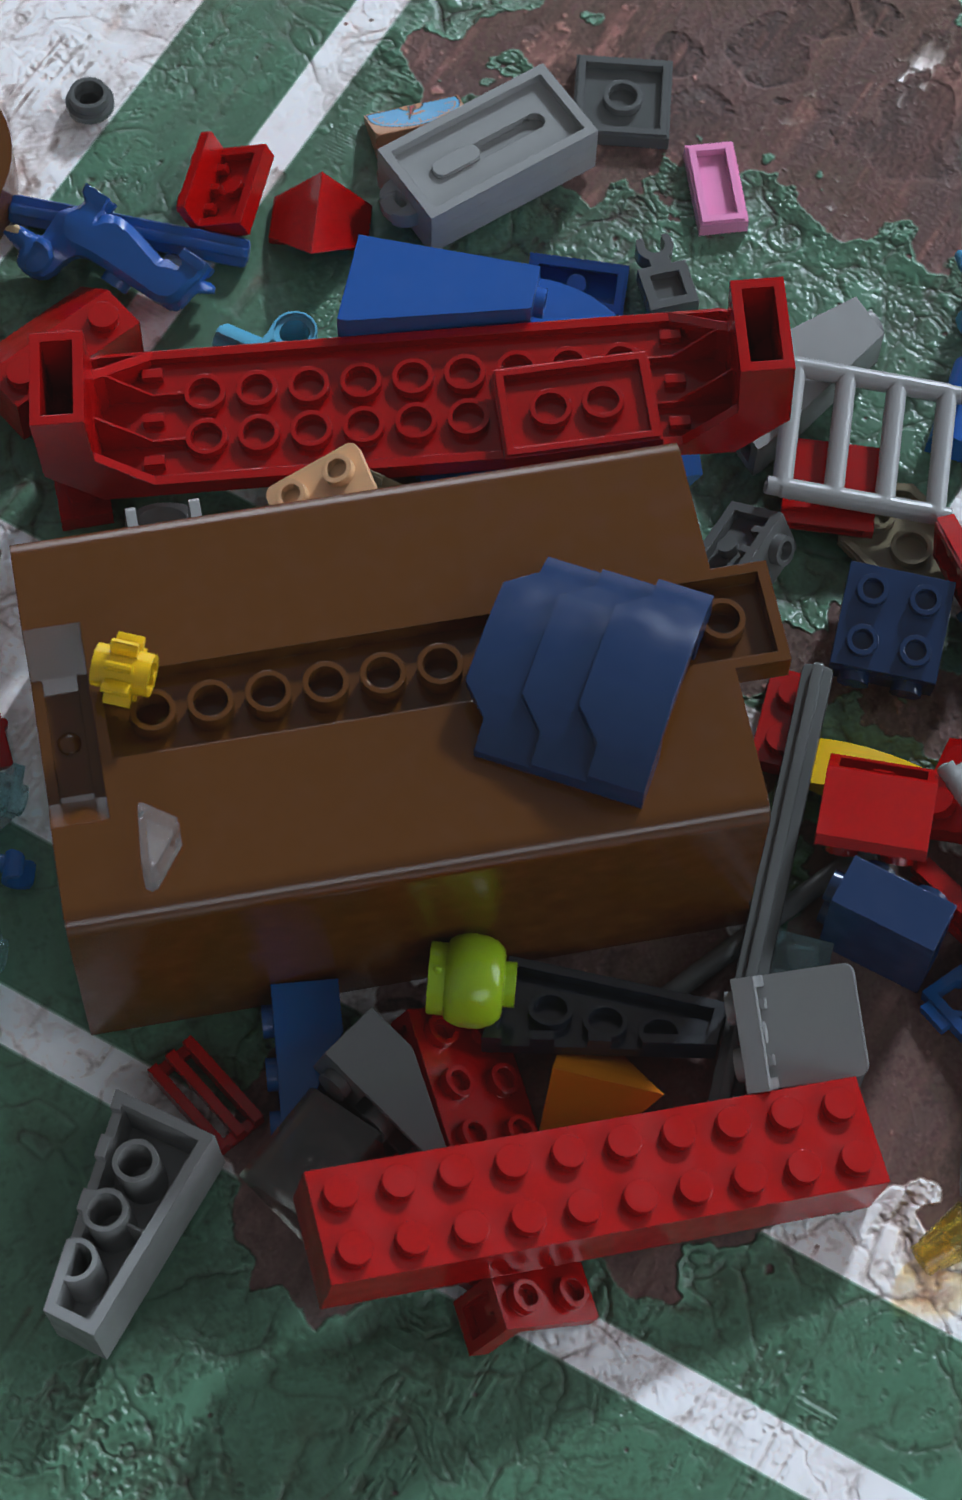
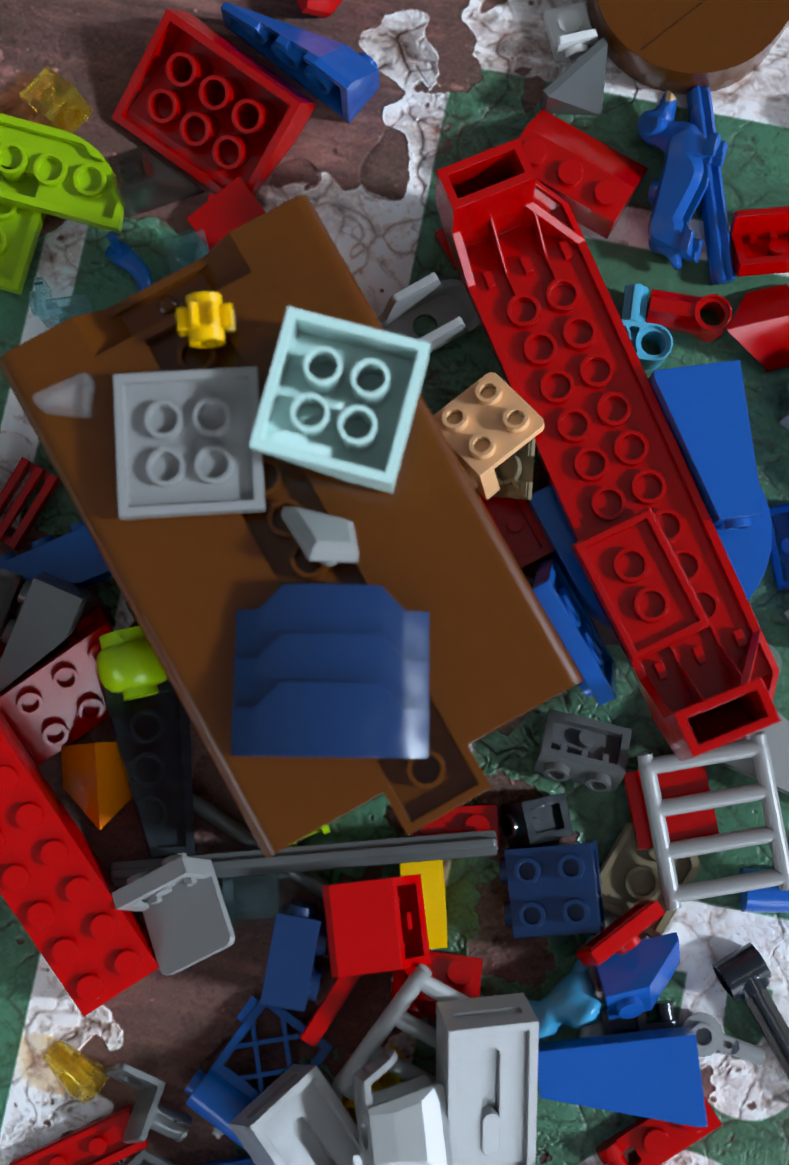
camera: 75 degrees right, 20 degrees up
(260, 735) = (187, 443): none -> light grey plate
(271, 294) = (682, 313): none -> red piece
(277, 549) = (341, 398): none -> light aqua slope
(422, 627) = (322, 535): none -> light grey piece
(808, 627) = (536, 820): none -> black bracket

